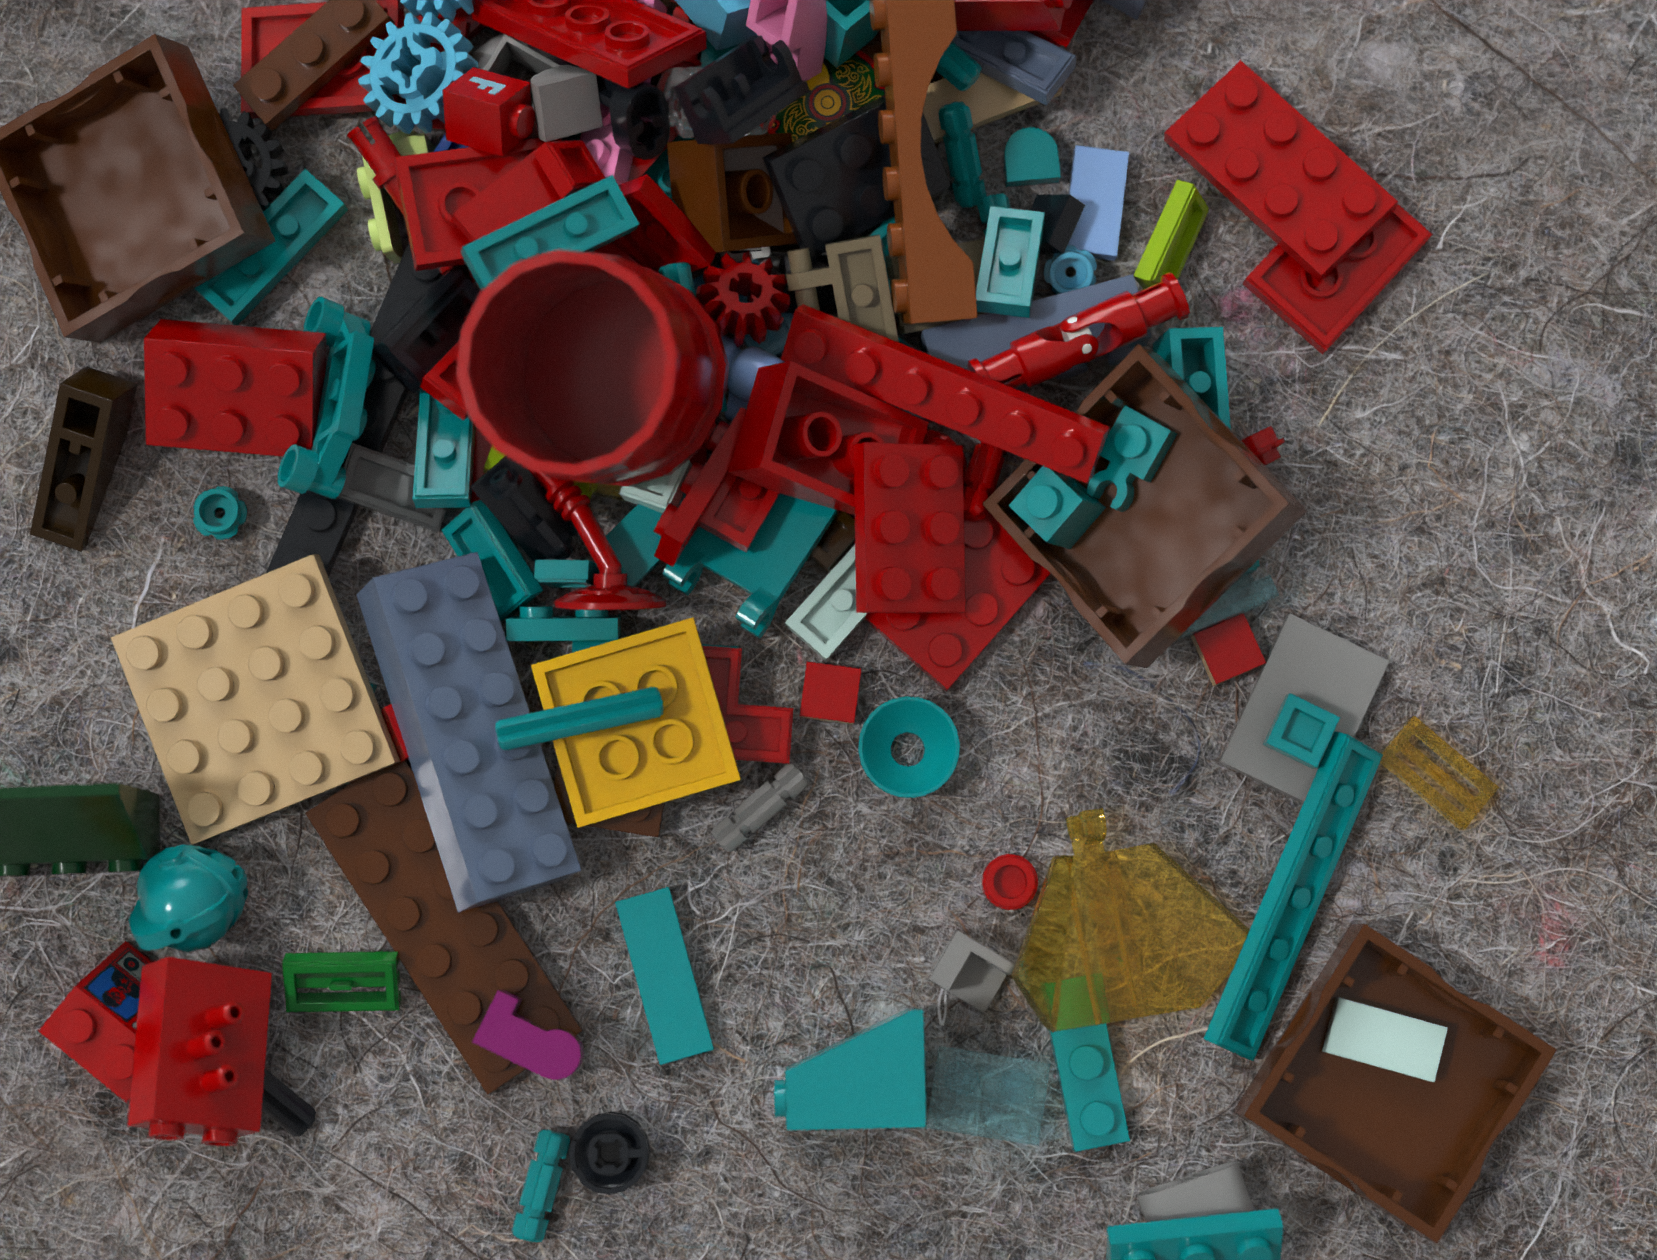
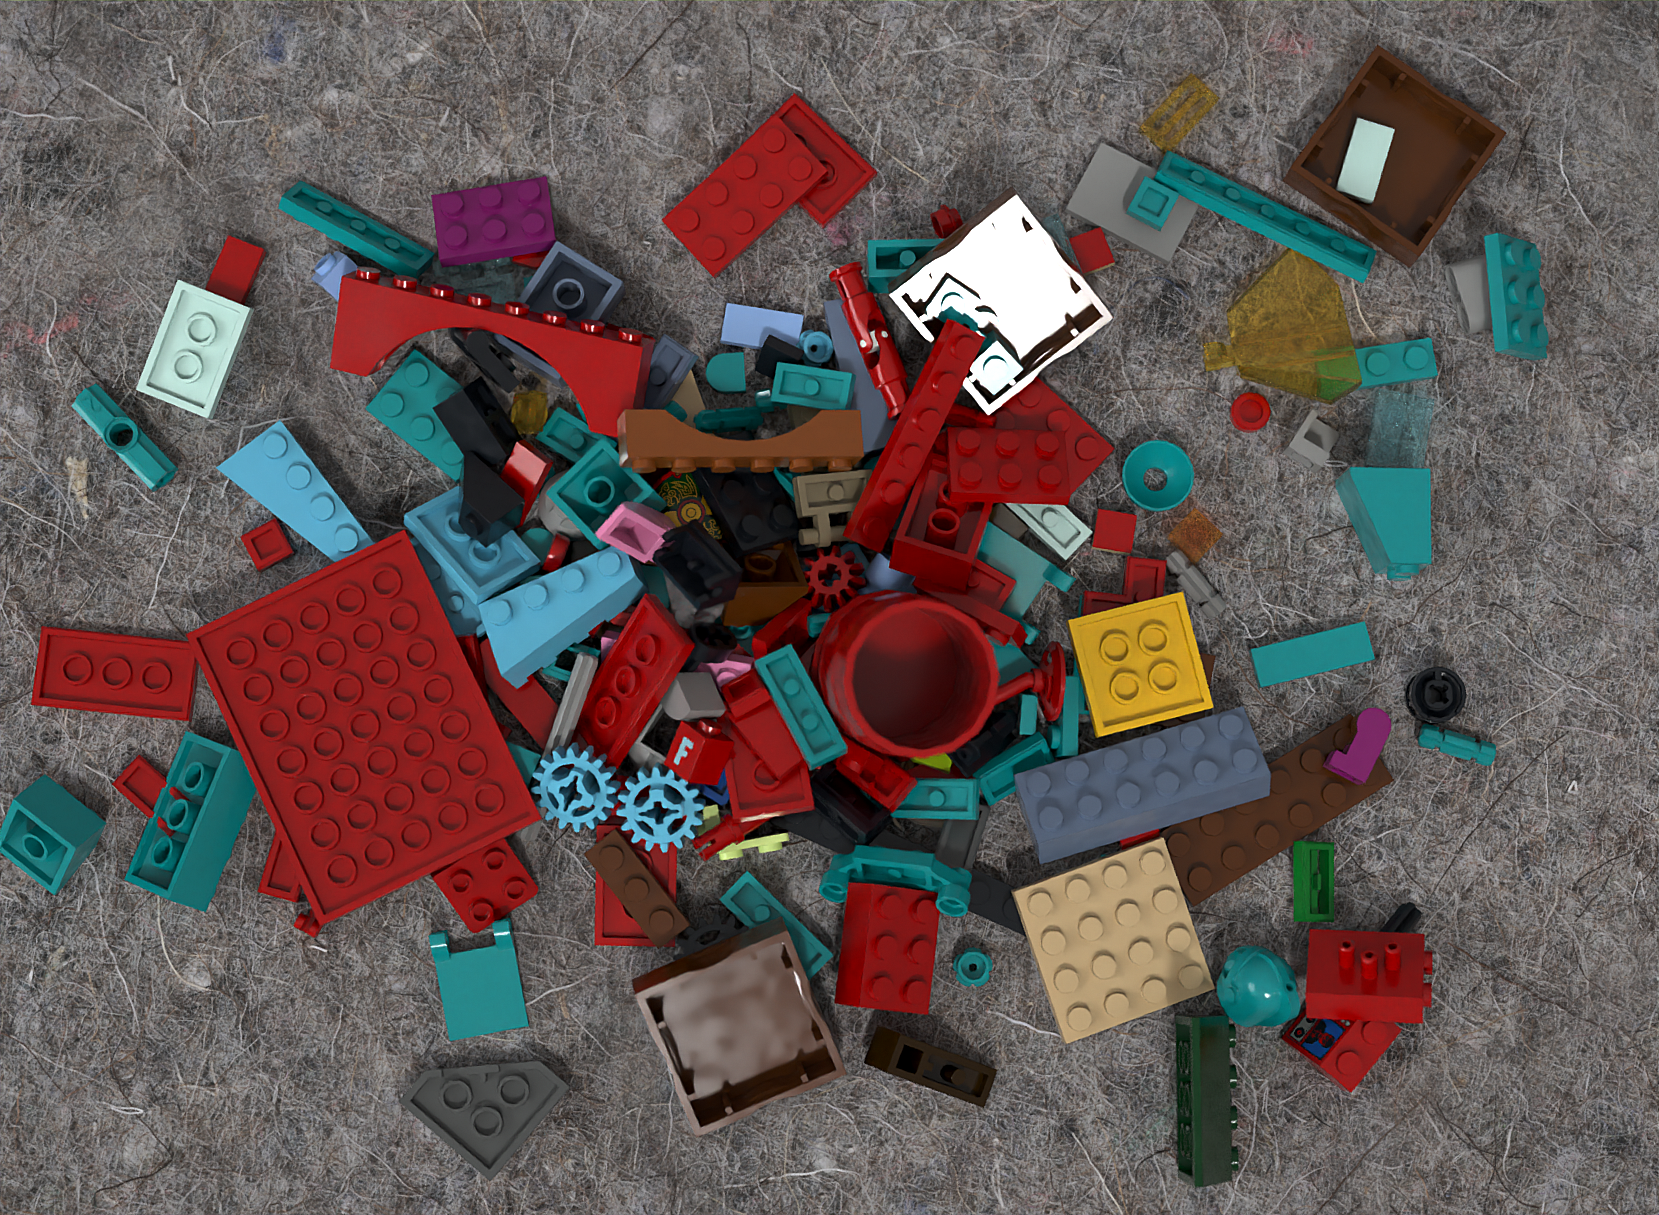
camera: 85 degrees left, 0 degrees up
(579, 718) = (1141, 700): teal axle -> none
(827, 804) = (1194, 535): none -> clear orange plate
(1173, 235) = (795, 275): lime tile -> none

